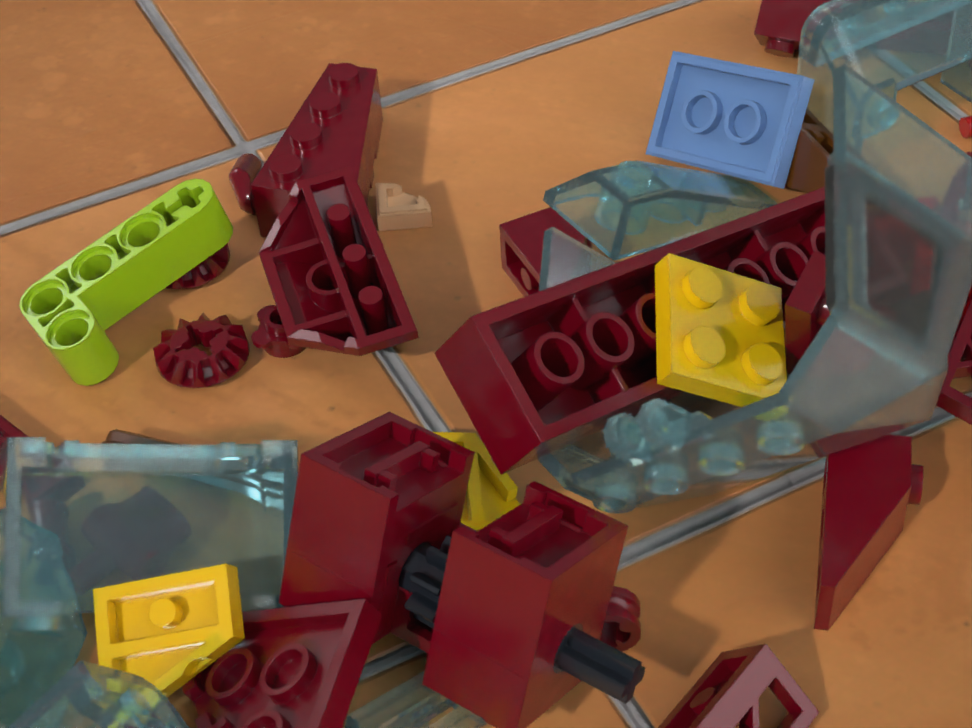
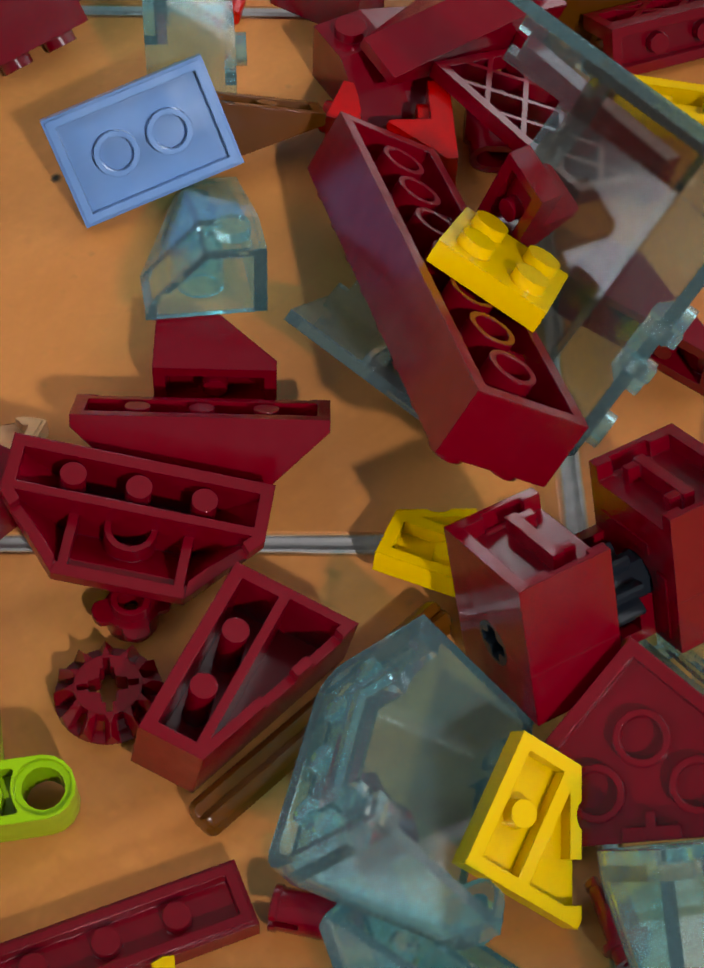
camera: 70 degrees left, 10 degrees up
(226, 389) = (237, 675): none -> dark red wedge
(443, 265) = (214, 435): none -> dark red wedge

